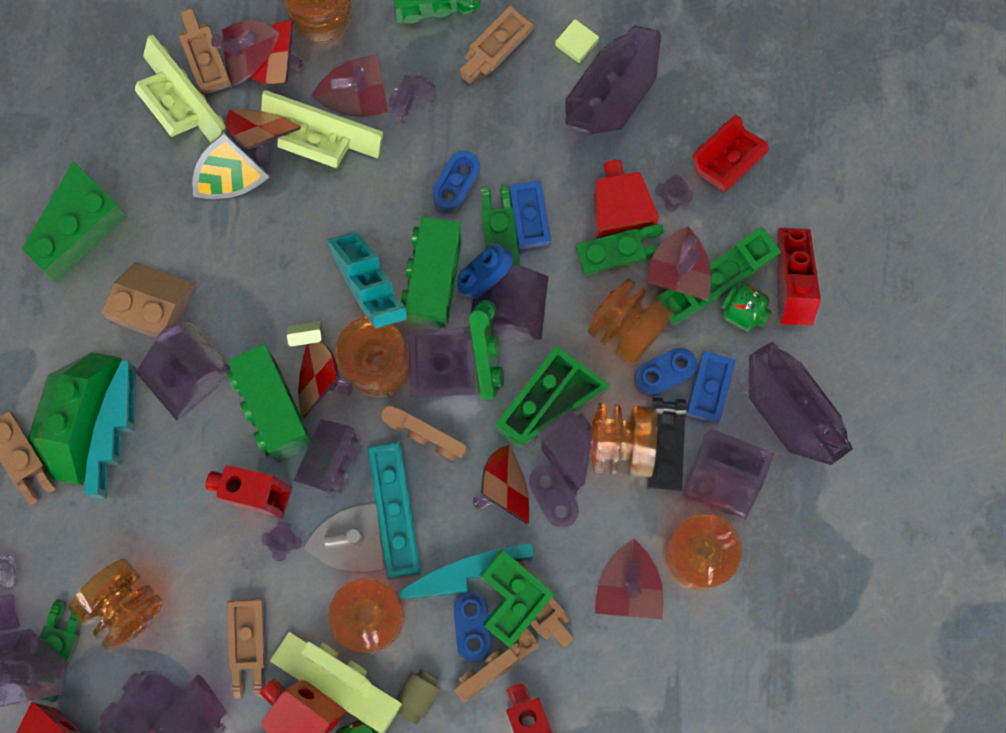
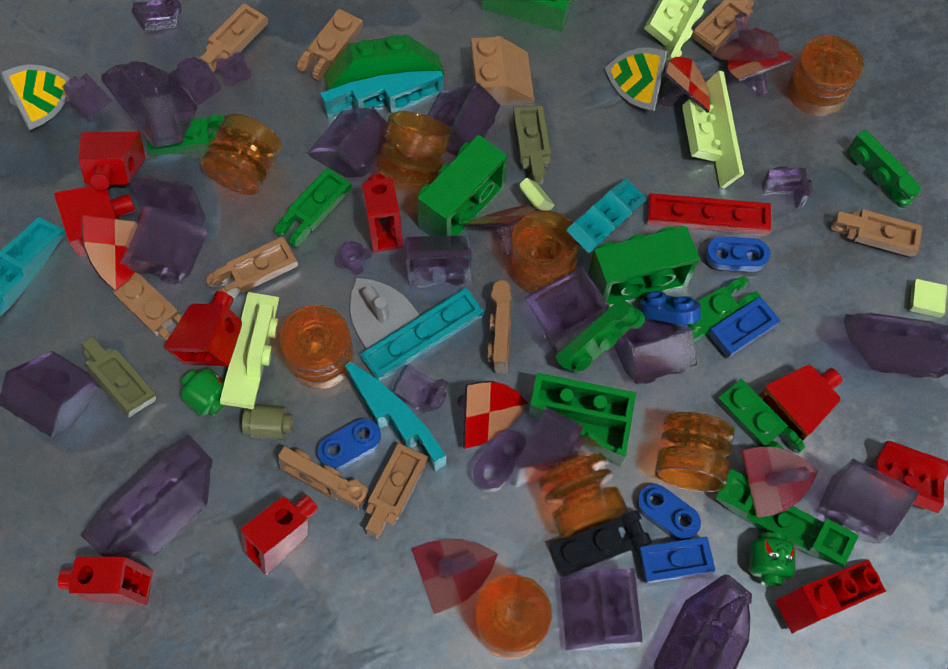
camera: 65 degrees right, 10 degrees down
(152, 486) = (351, 142): none -> clear purple slope
(202, 429) = (413, 148): none -> clear orange wheel
(204, 554) = (313, 206): none -> green hinge
(241, 307) = (532, 140): none -> olive hinge
(354, 88) = (769, 142): shield -> none
(400, 184) = (709, 214): none -> red tile
(452, 538) = (419, 389): none -> clear purple bracket
(522, 597) = (394, 467): green plate -> none
(678, 184) = (848, 438): clear purple plate -> none
(736, 205) = (866, 501): none -> clear purple slope

